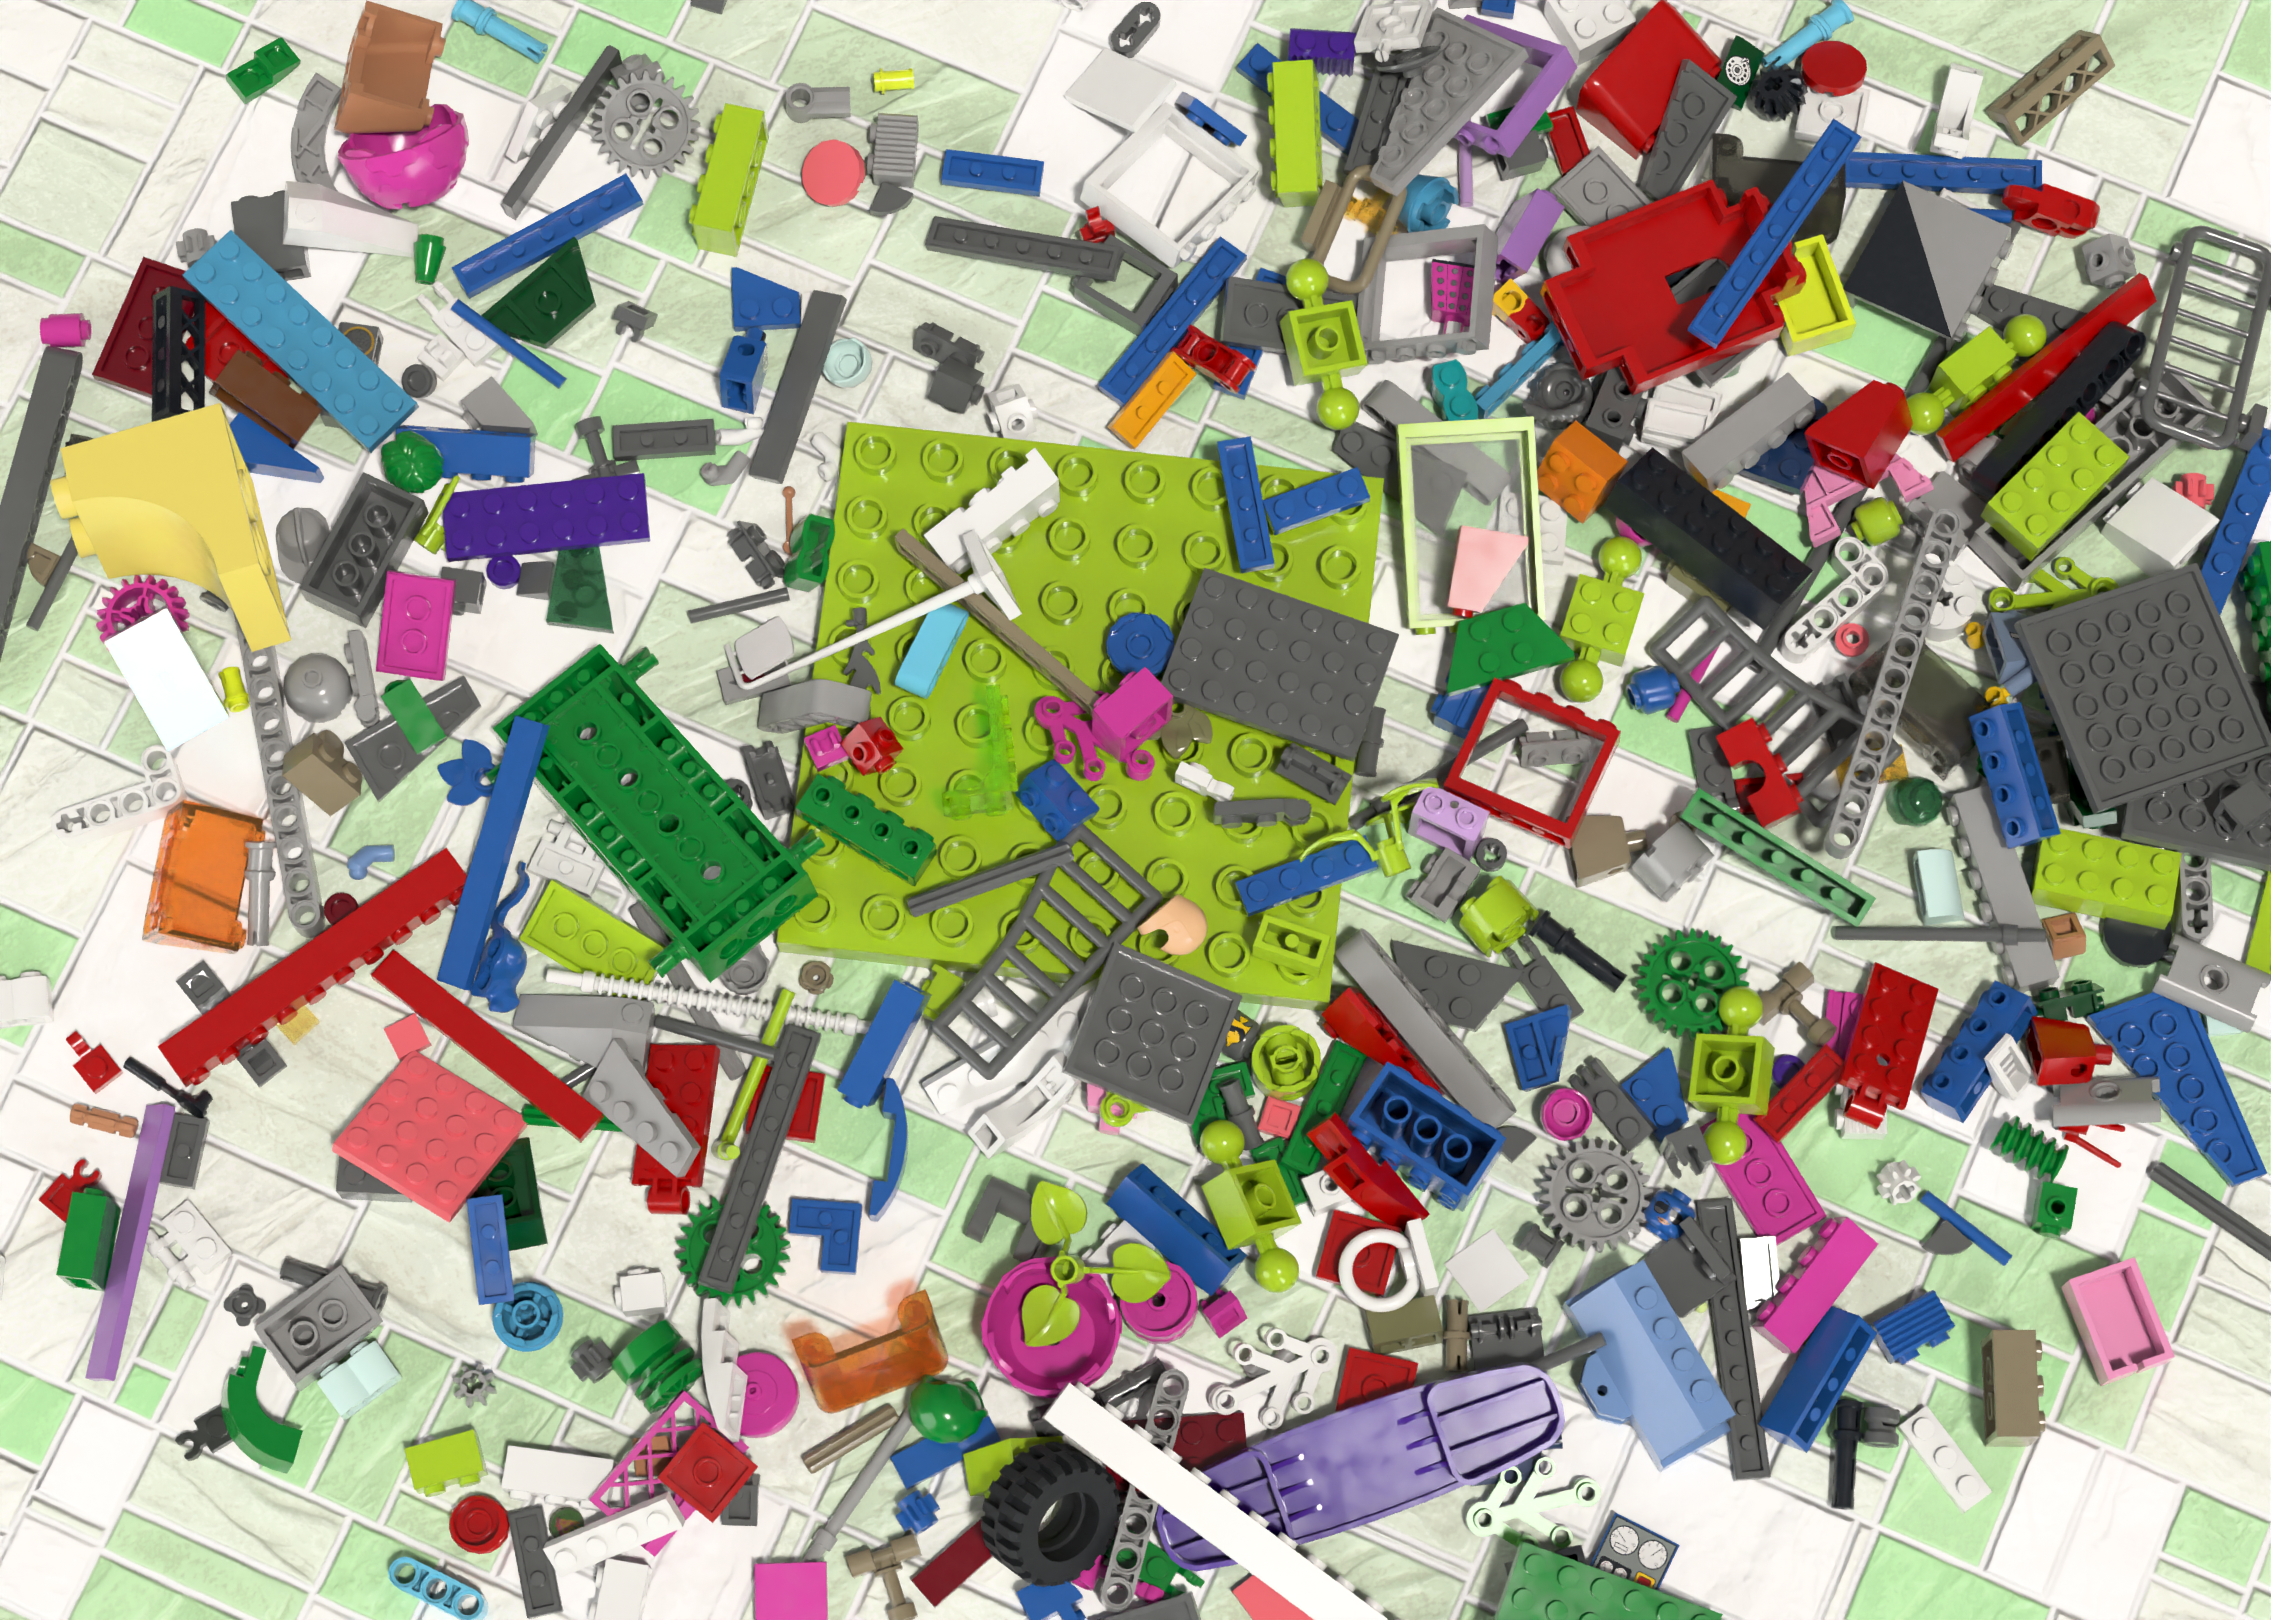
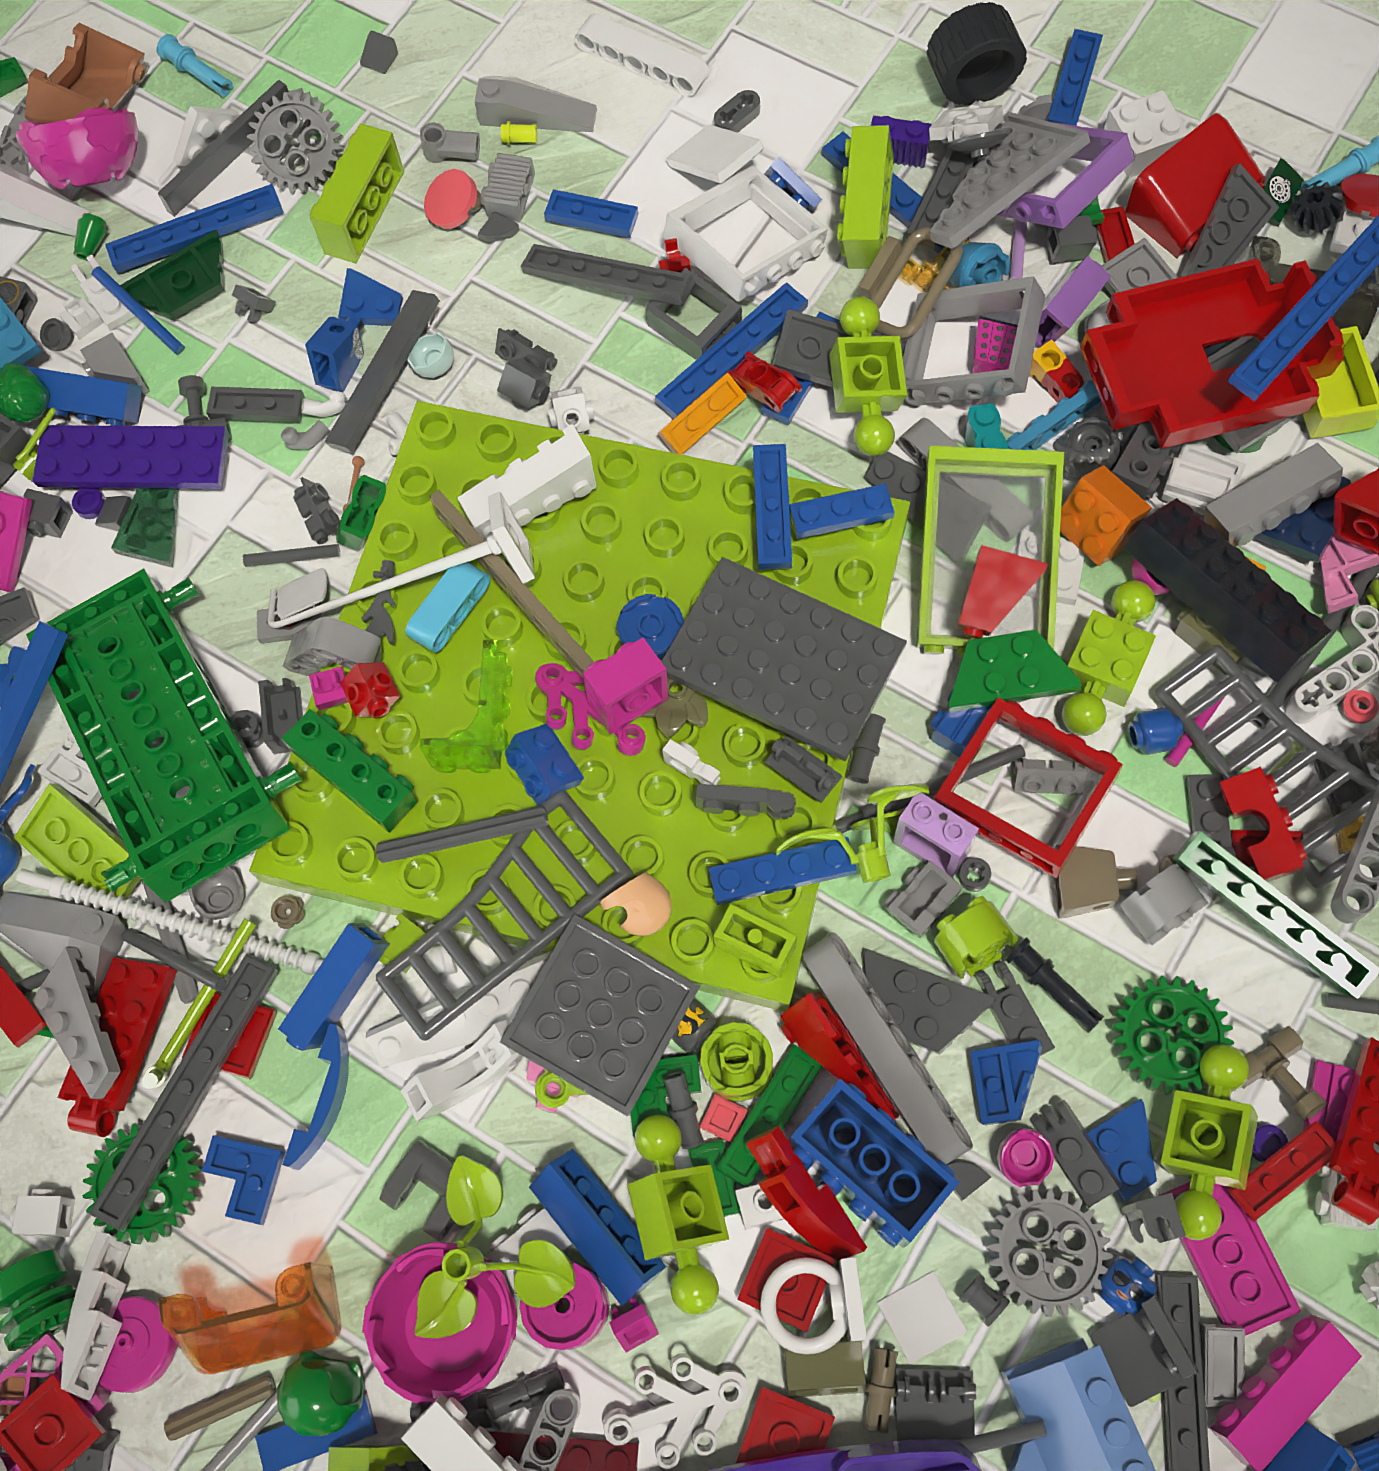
camera: 15 degrees right, 5 degrees down
(894, 40) = (523, 102): none -> light grey wedge

